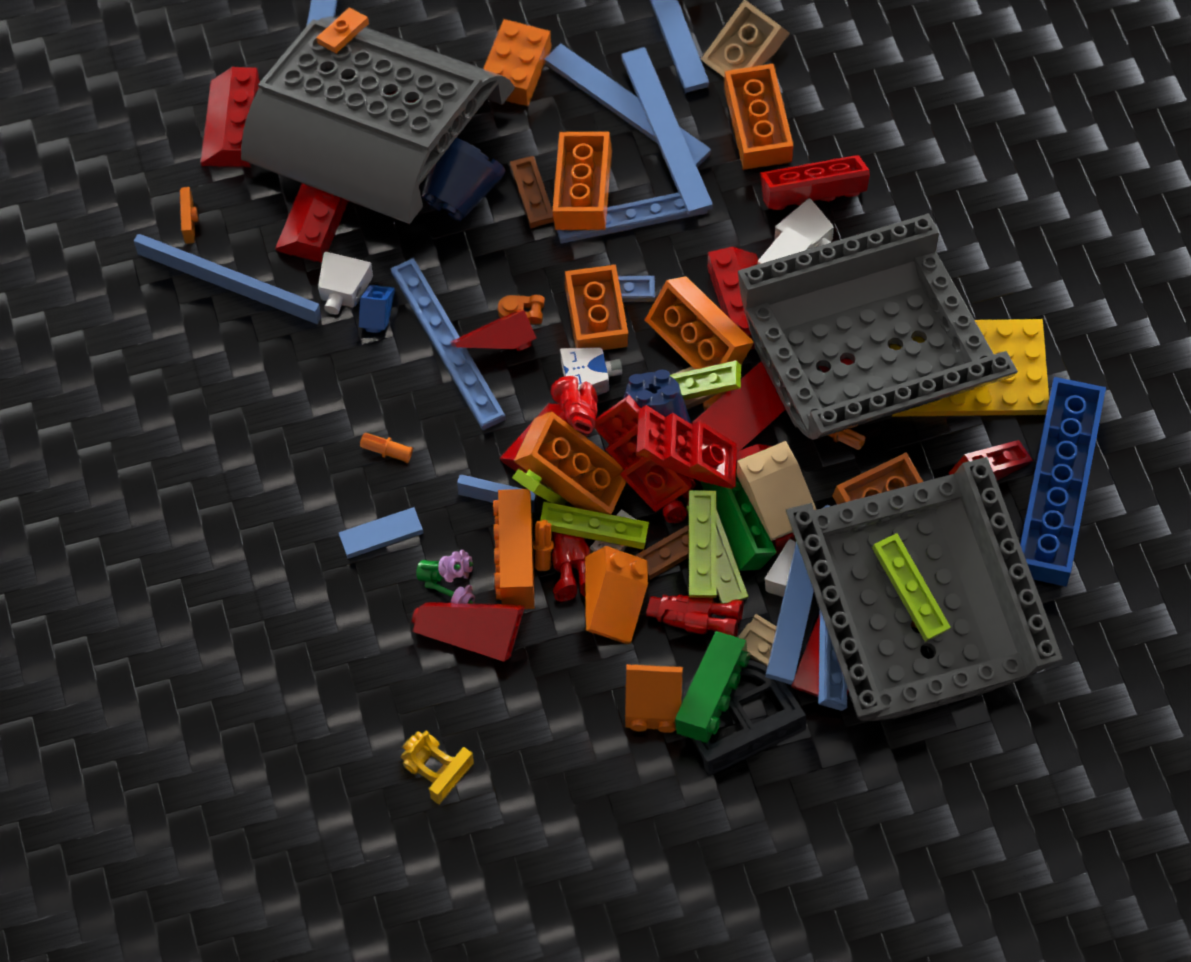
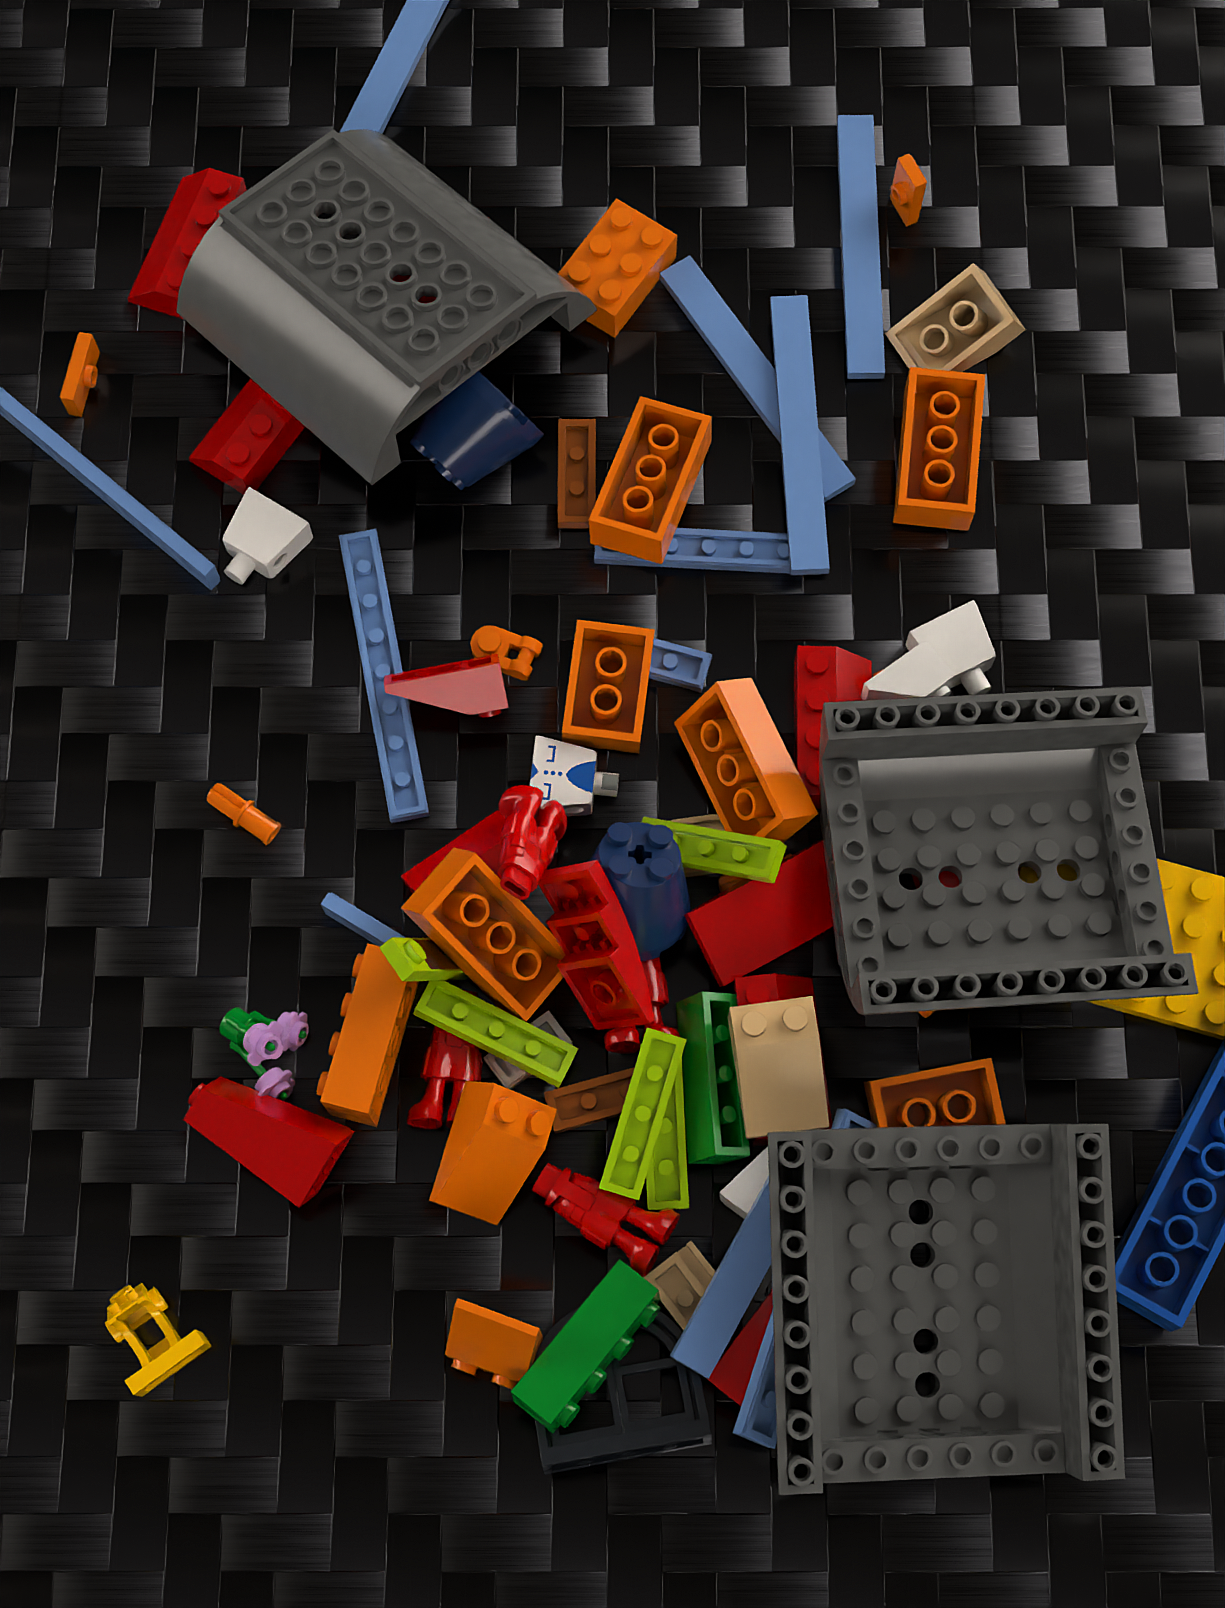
camera: 15 degrees right, 10 degrees up
(342, 30) = (365, 159): orange plate -> none
(375, 308) = (297, 591): blue slope -> none
(380, 532) = (193, 943): medium blue tile -> none
(542, 545) = (412, 1041): orange axle -> none
(687, 448) = (661, 961): red slope -> none
(814, 181) = (990, 575): red slope -> none
(911, 587) = (929, 1288): lime plate -> none
(1002, 458) = (1116, 1101): red slope -> none

